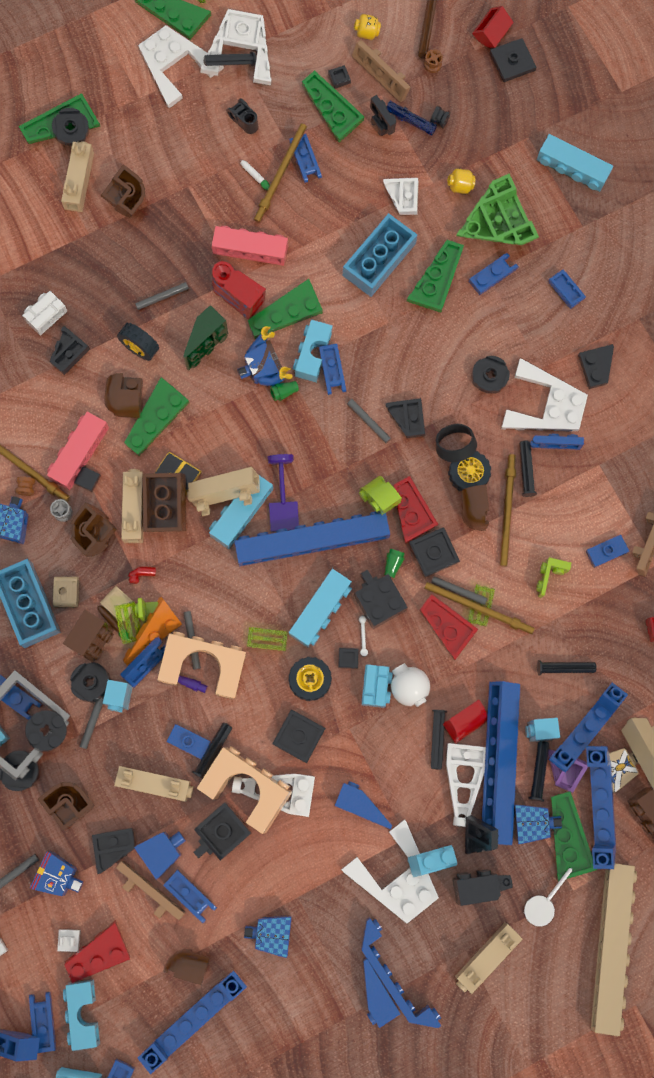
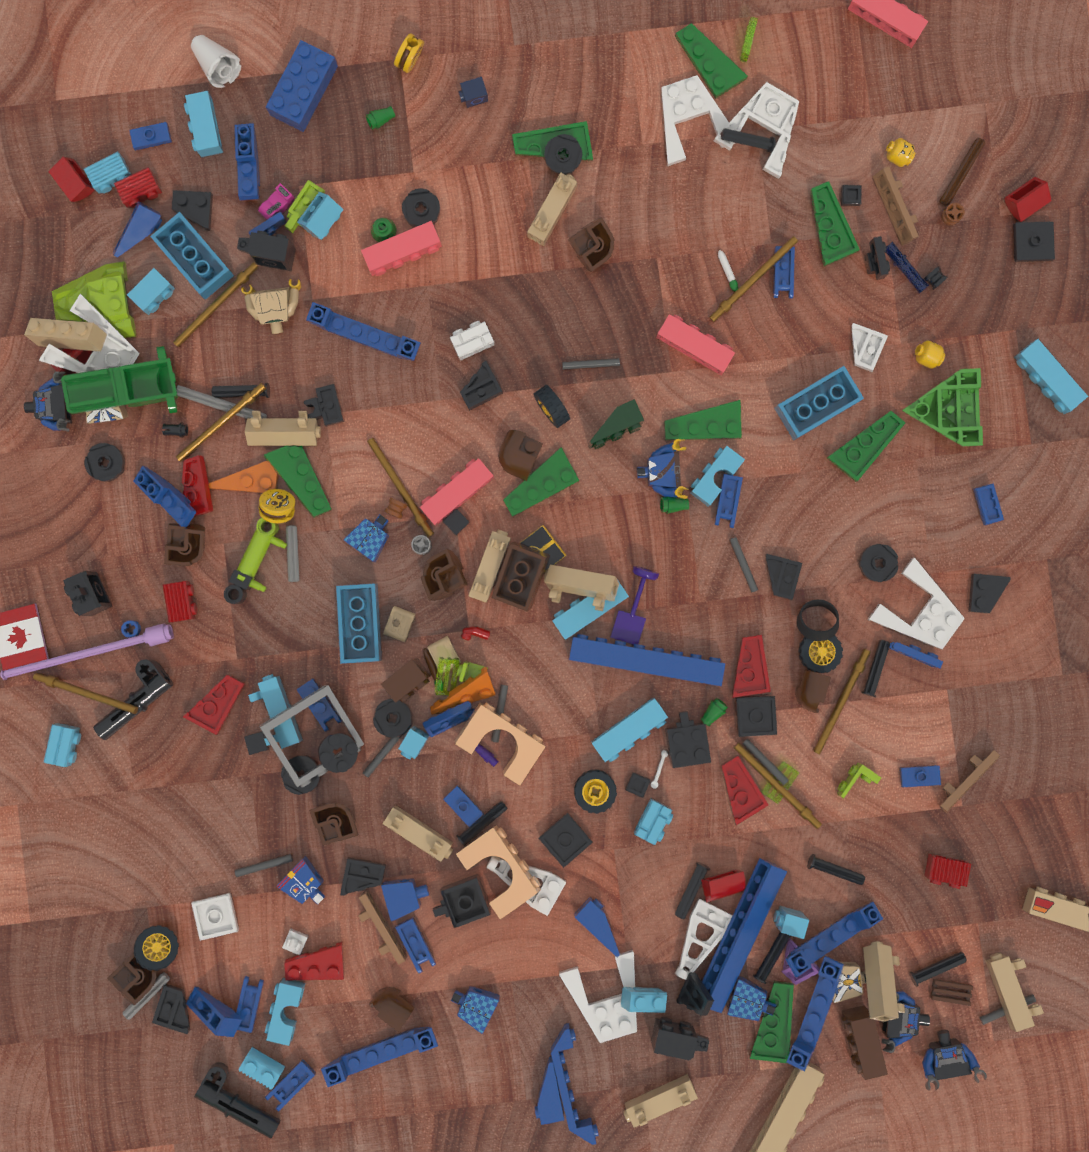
camera: 20 degrees right, 10 degrees up
(237, 289) = (666, 389): red piece -> none
(242, 114) = (737, 201): black piece -> none
(263, 638) = (555, 731): clear neon green tile -> none
(380, 495) = (726, 644): lime brick -> none
(410, 685) = (685, 834): white brick -> none
(492, 274) = (921, 461): blue hinge -> none
(540, 909) = (724, 1076): white piece -> none

